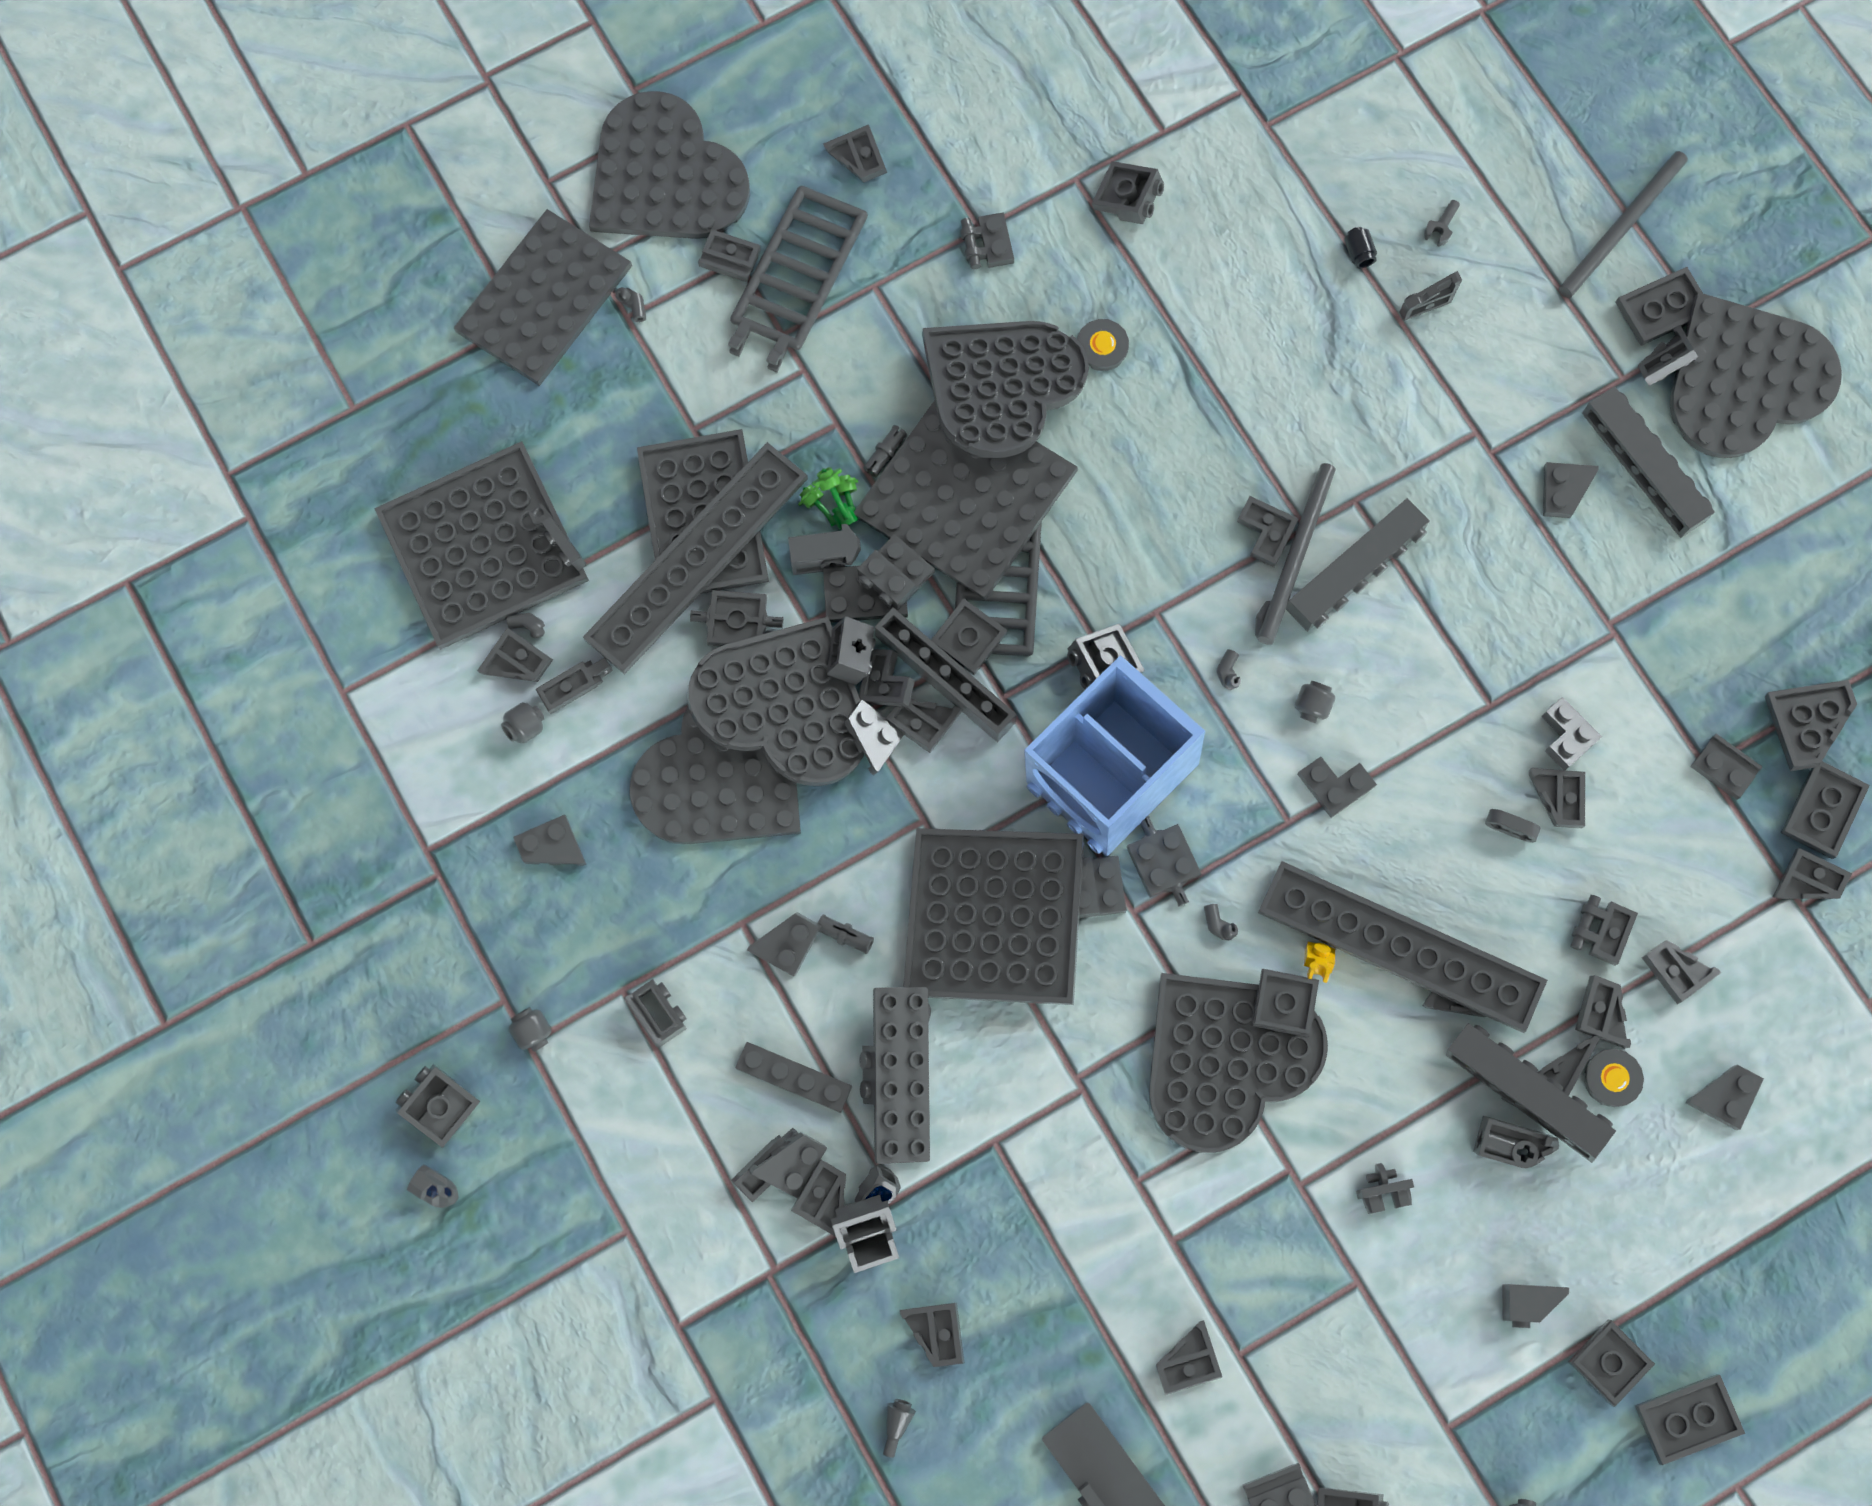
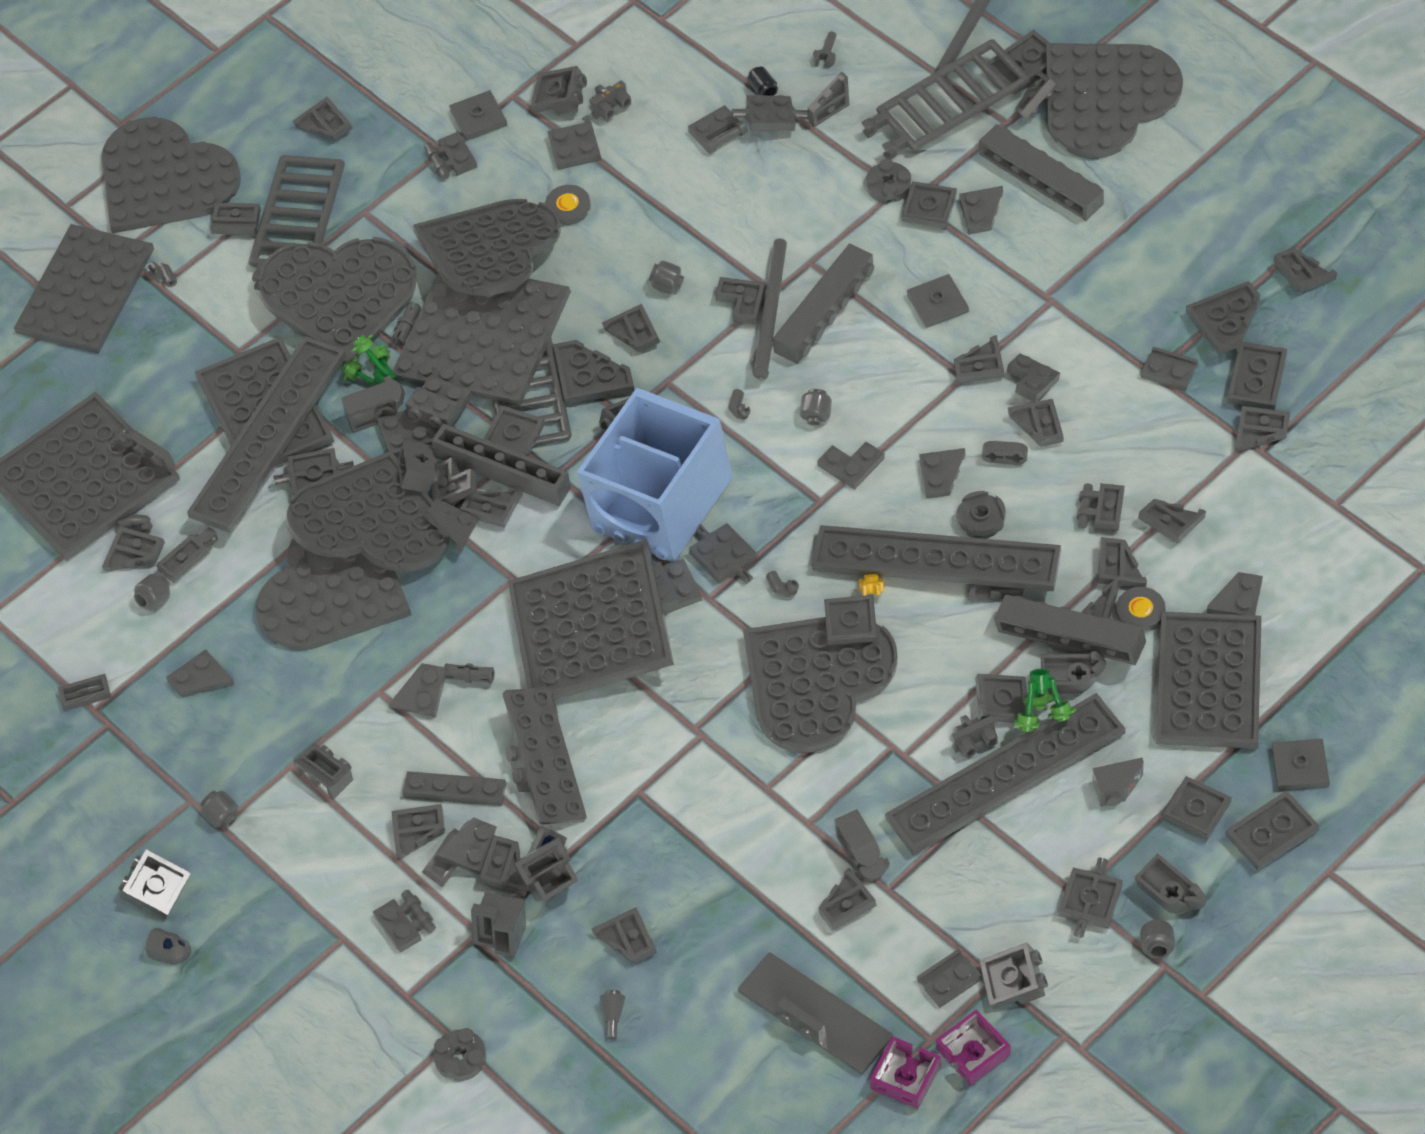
camera: 10 degrees left, 20 degrees down
(396, 828) = (84, 696): none -> dark grey tile
(689, 1234) = (398, 926): none -> dark grey plate
(706, 1439) = (456, 1041): none -> dark grey plate
(739, 1118) = (416, 827): none -> dark grey wing
(800, 1279) = (499, 923): none -> dark grey plate
(818, 393) = (338, 291): none -> dark grey plate
(1031, 195) = (478, 115): none -> dark grey plate
(1072, 579) = (589, 373): none -> dark grey plate
(1128, 267) = (574, 145): none -> dark grey plate
(1136, 534) = (633, 328): none -> dark grey wing
(1180, 217) = (609, 97): none -> dark grey hips
(1189, 477) = (666, 277): none -> dark grey head
(1223, 1301) = (860, 846): none -> dark grey piece
(1292, 287) = (714, 125): none -> dark grey plate
(1359, 292) = (770, 113): none -> dark grey plate
(1408, 1250) = (1003, 774): none -> dark grey plate
(1429, 1151) = (1001, 696): none -> dark grey plate
(1433, 825) = (940, 471): none -> dark grey wing
(1463, 1444) = (1090, 897): none -> dark grey plate
(1473, 406) = (888, 171): none -> dark grey plate
(1474, 1167) = (1039, 698): none -> plant
(1476, 886) = (985, 525): none -> dark grey plate
(1486, 597) = (937, 300): none -> dark grey plate
(1509, 467) = (929, 204): none -> dark grey plate
(1515, 697) = (980, 363): none -> dark grey wing
(1550, 1451) = (1162, 879): none -> dark grey piece
(1562, 300) = (905, 140): none -> dark grey bar
(1668, 1198) = (1209, 680): none -> dark grey plate
(1742, 1339) = (1300, 764): none -> dark grey plate

